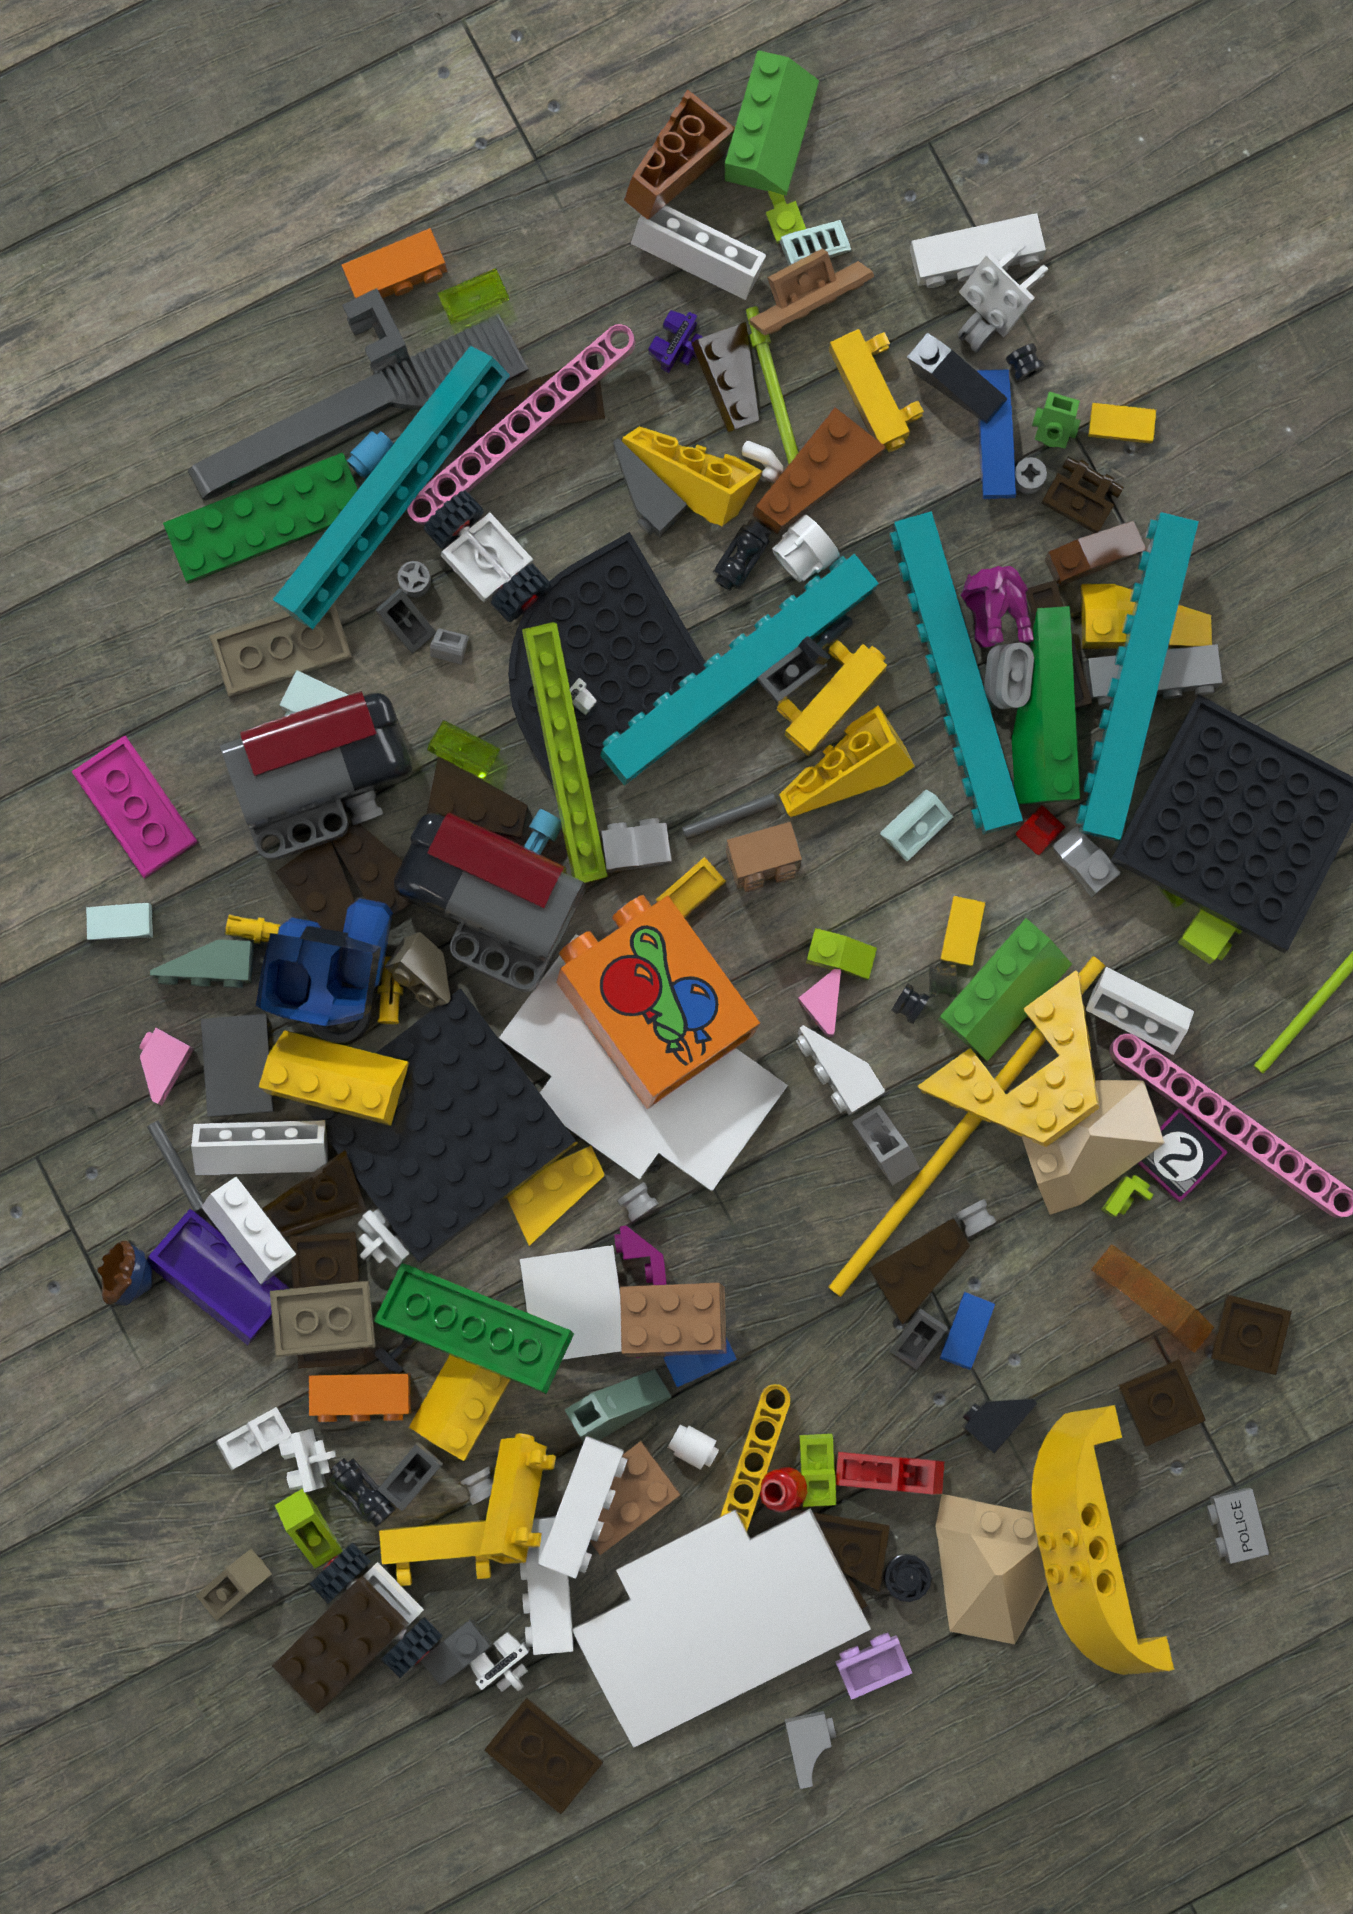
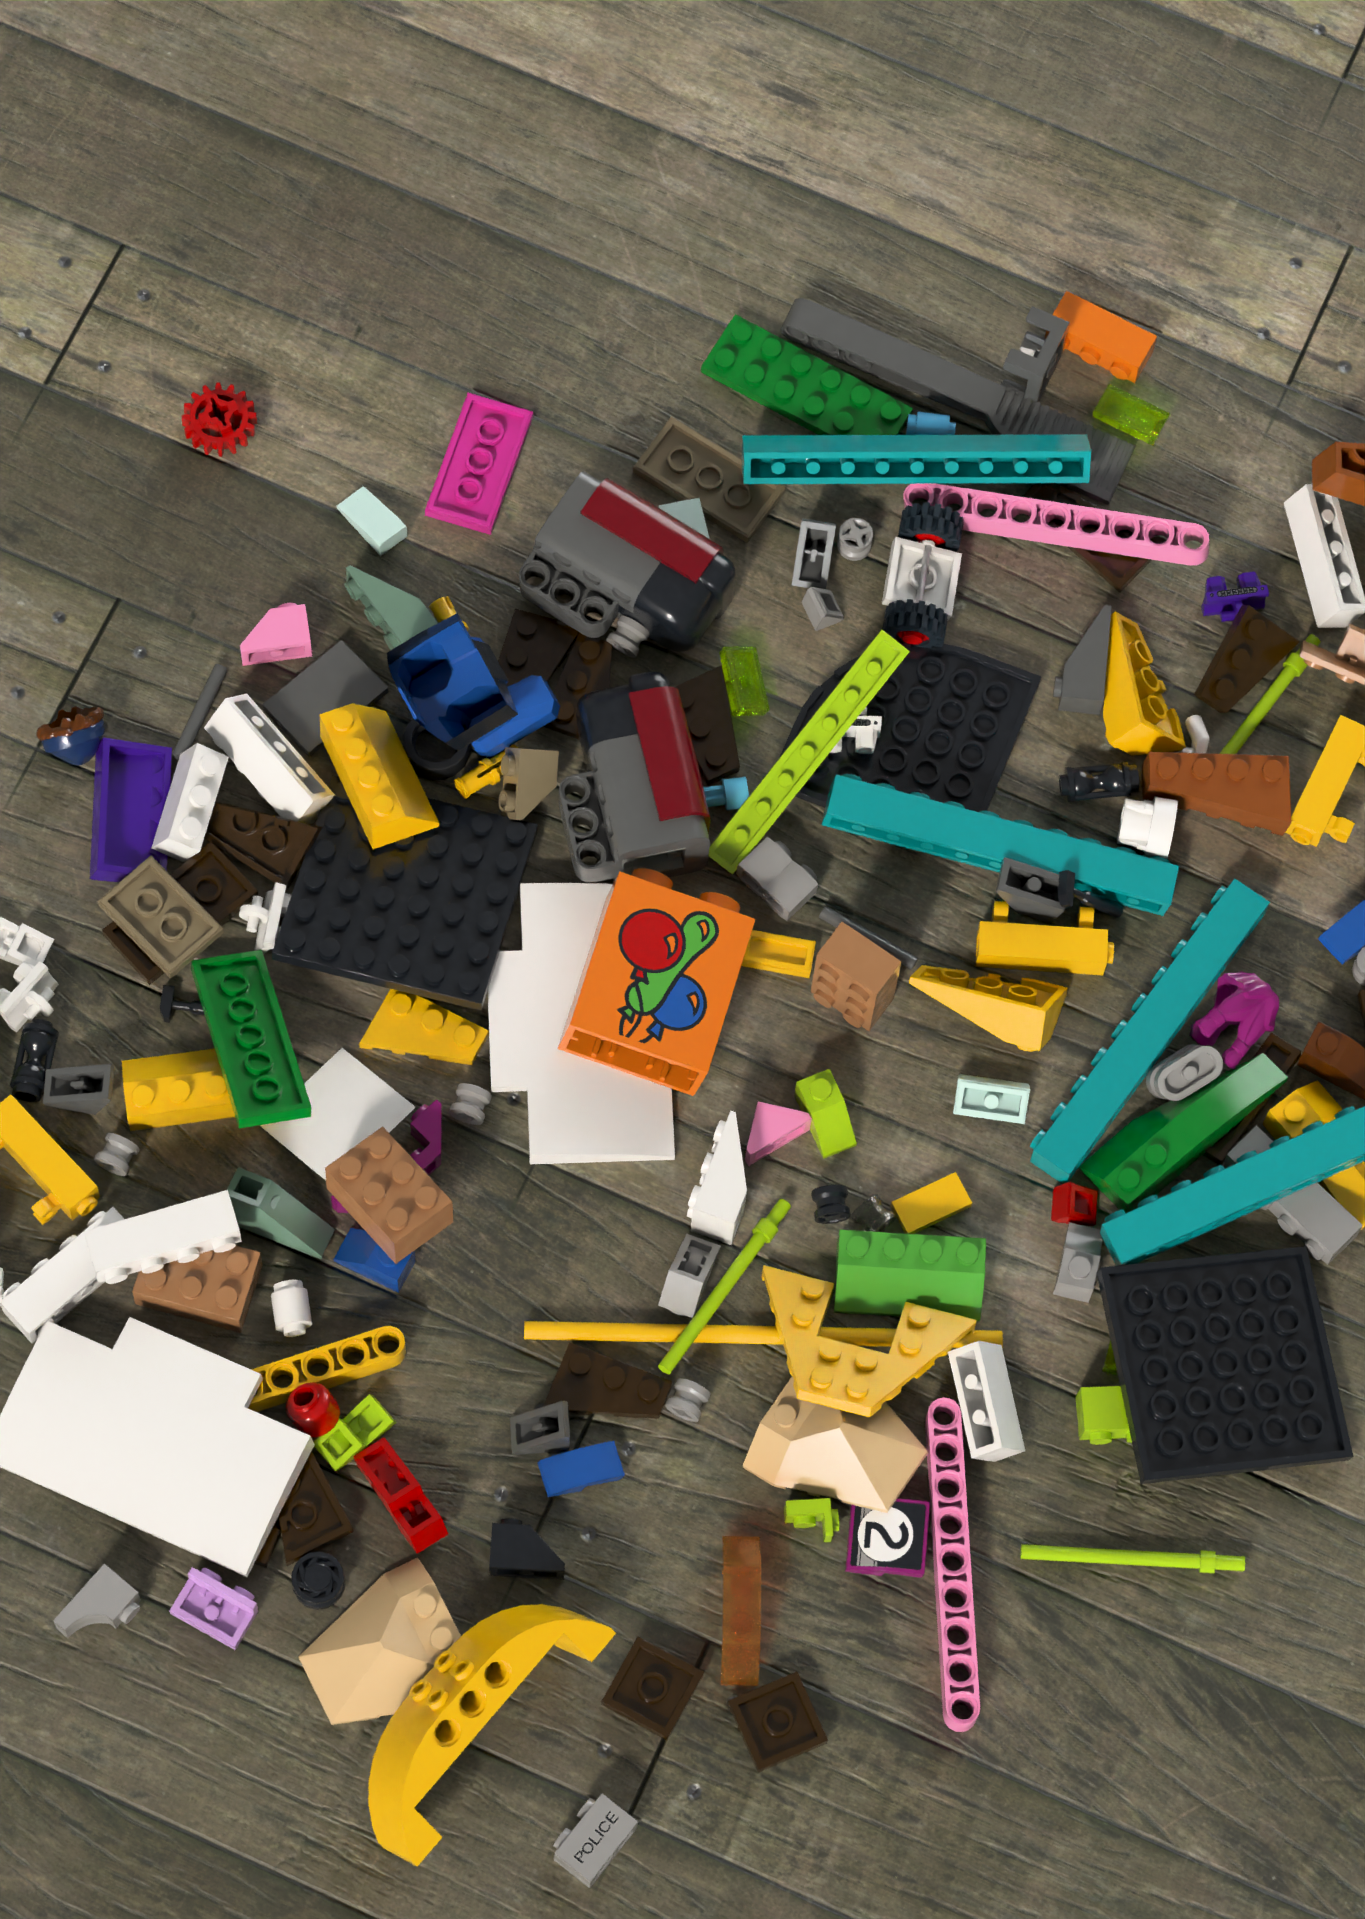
camera: 45 degrees right, 15 degrees down
(359, 1396) = (117, 998): orange brick -> none
(514, 1499) = (125, 1184): yellow brick -> none
(893, 1065) = (762, 1233): none -> lime bar

